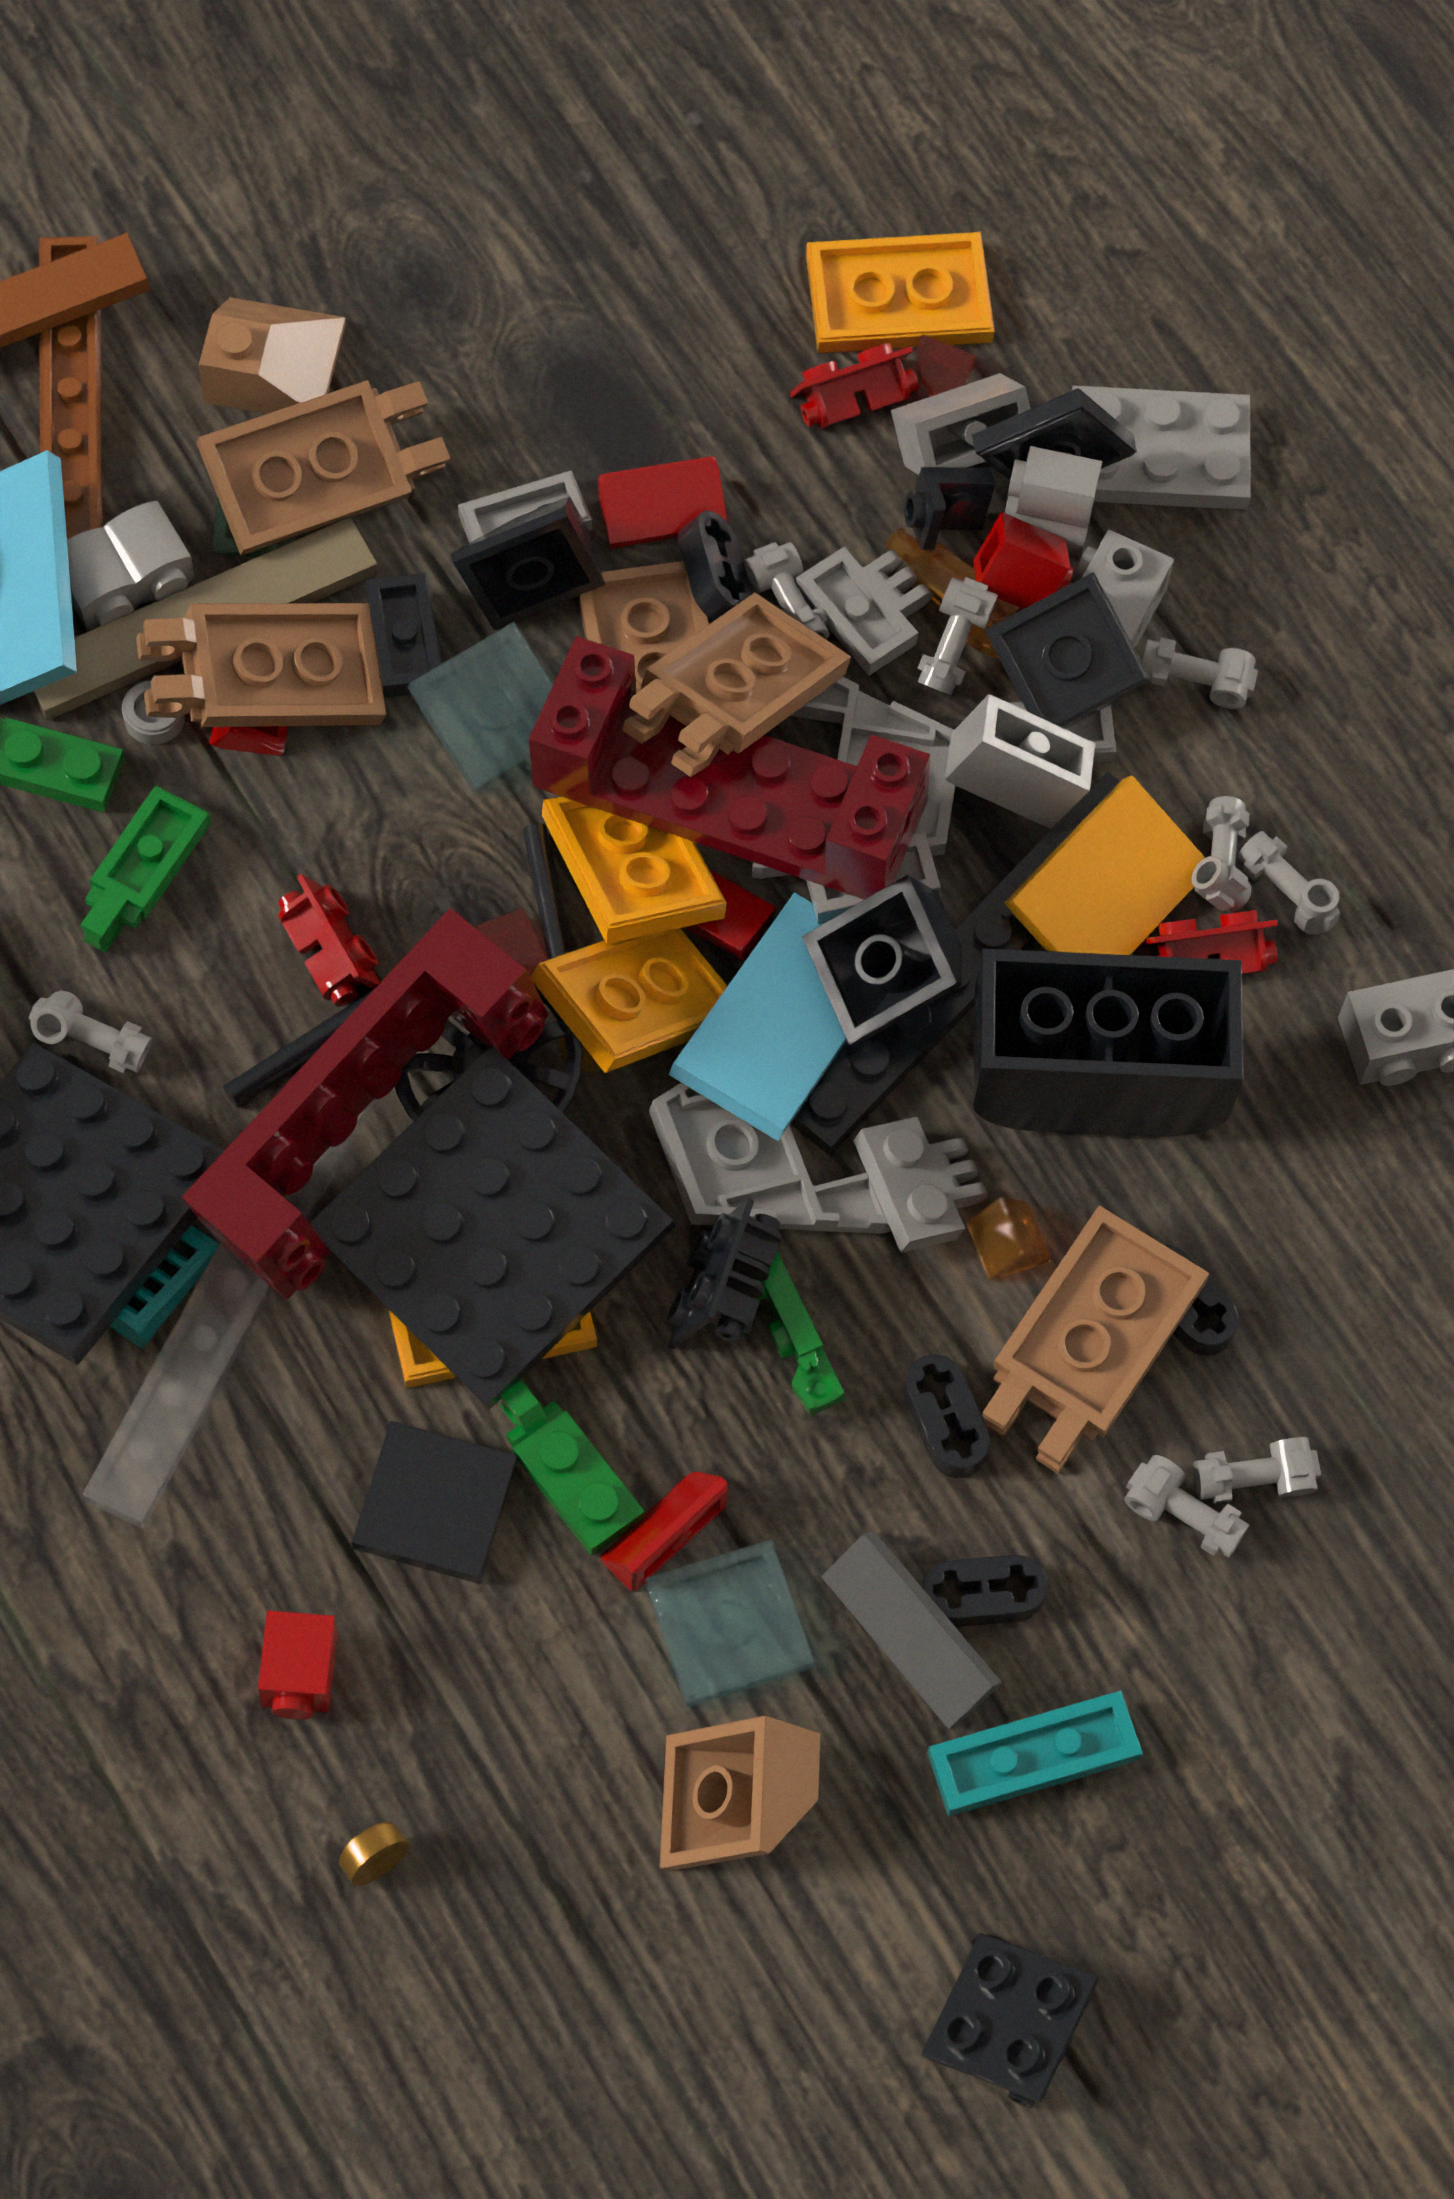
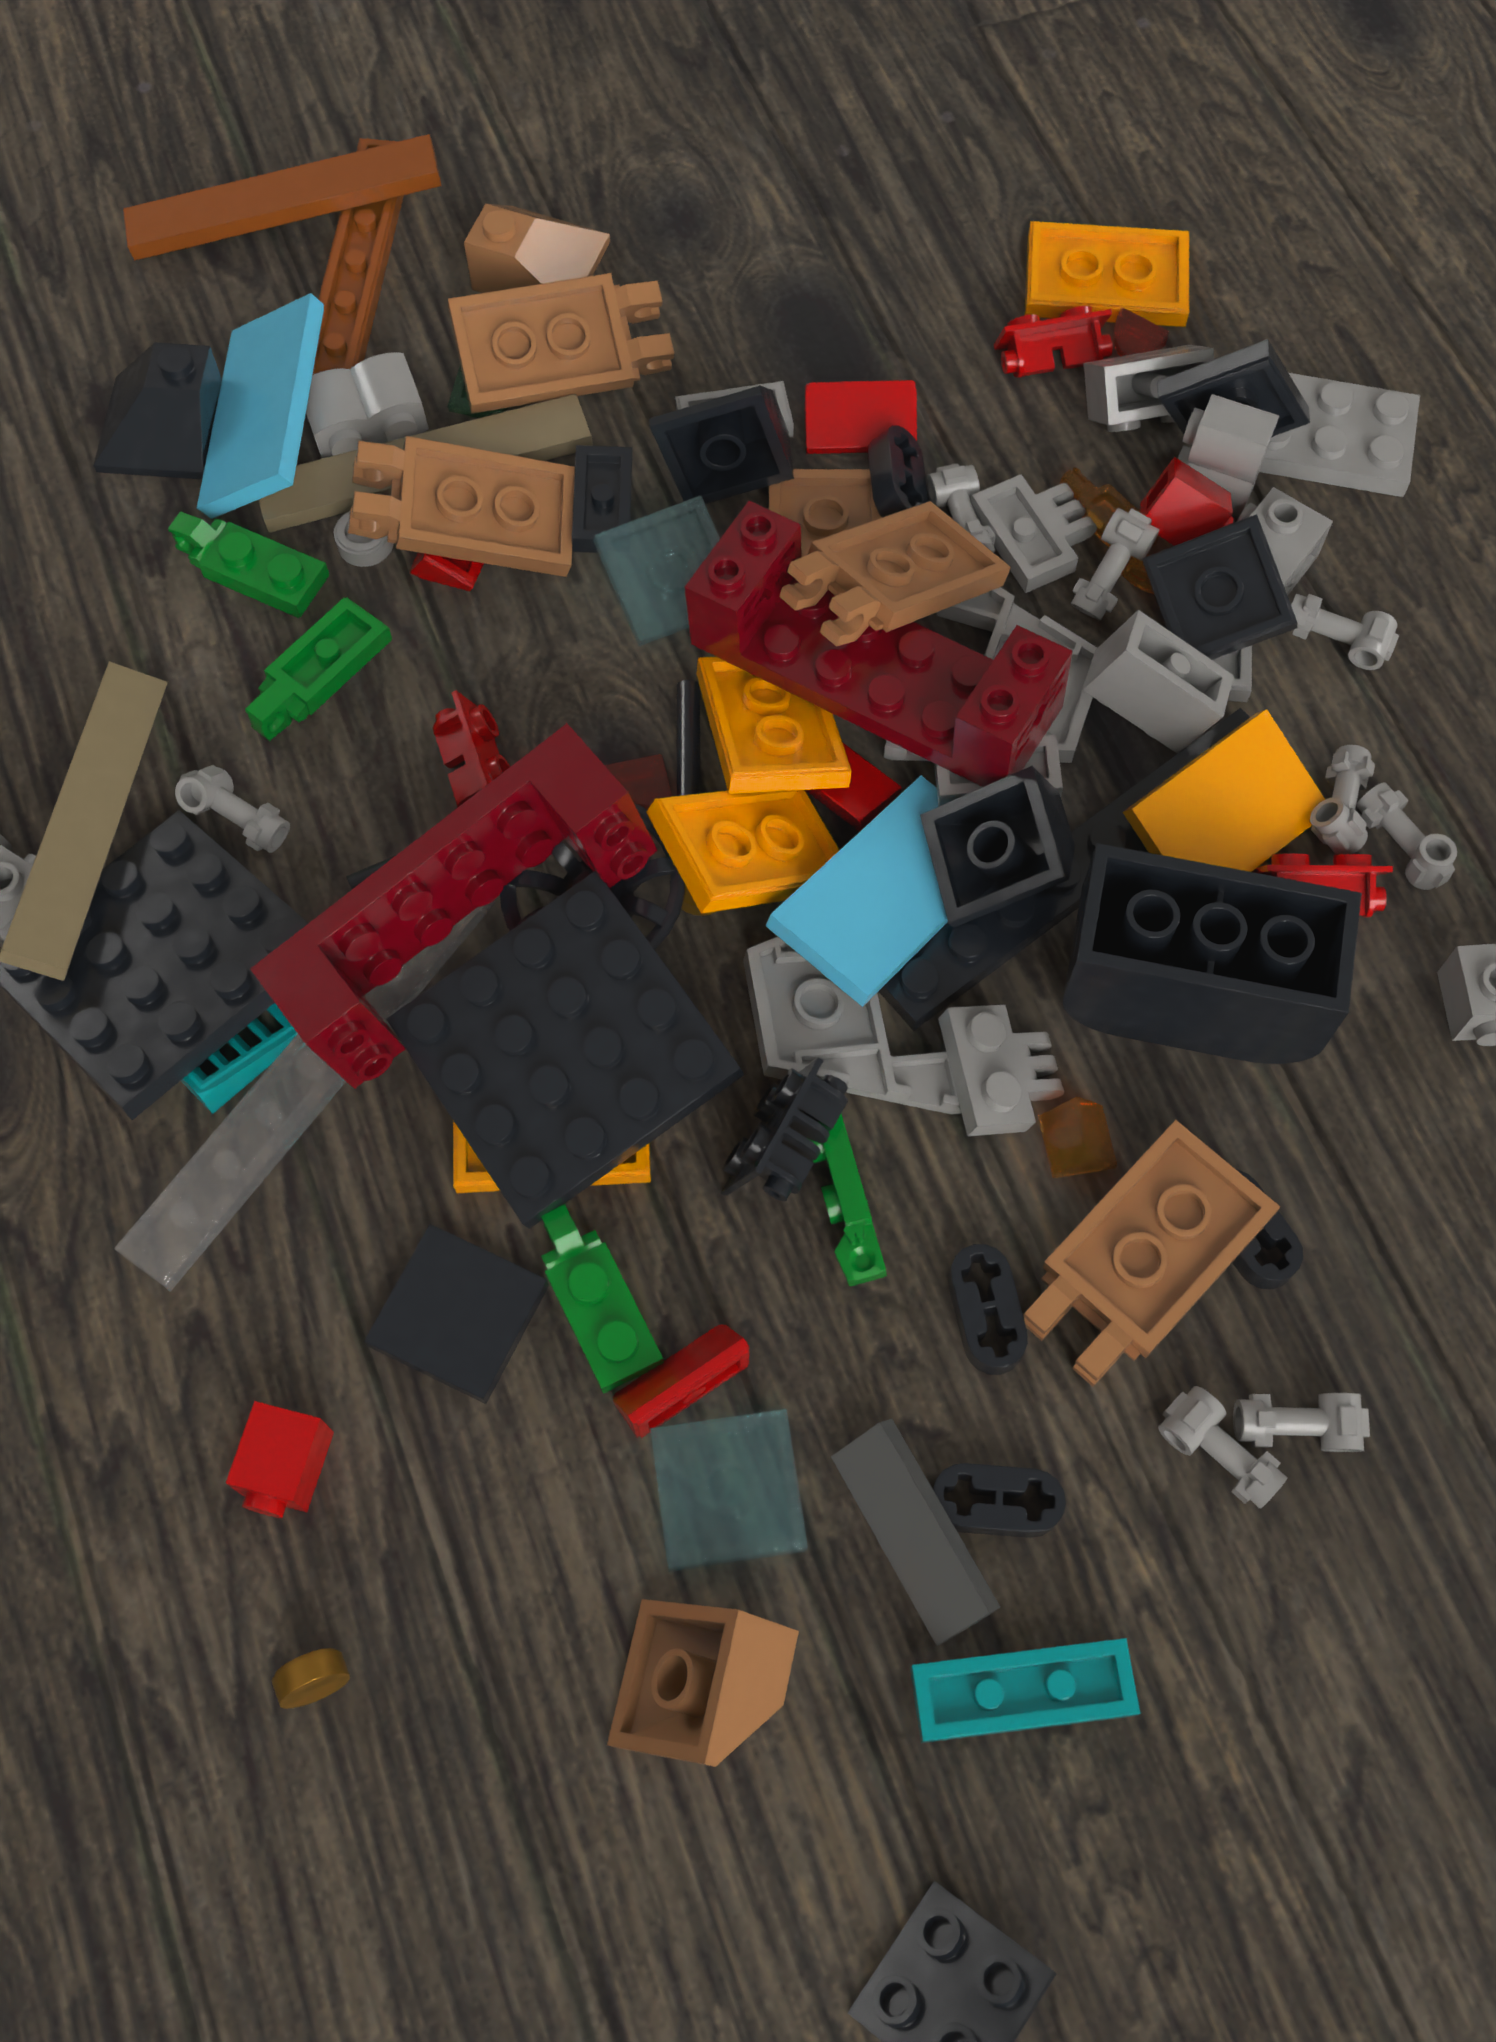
camera: 15 degrees right, 0 degrees up
(948, 501) = (1125, 447): black bracket -> none

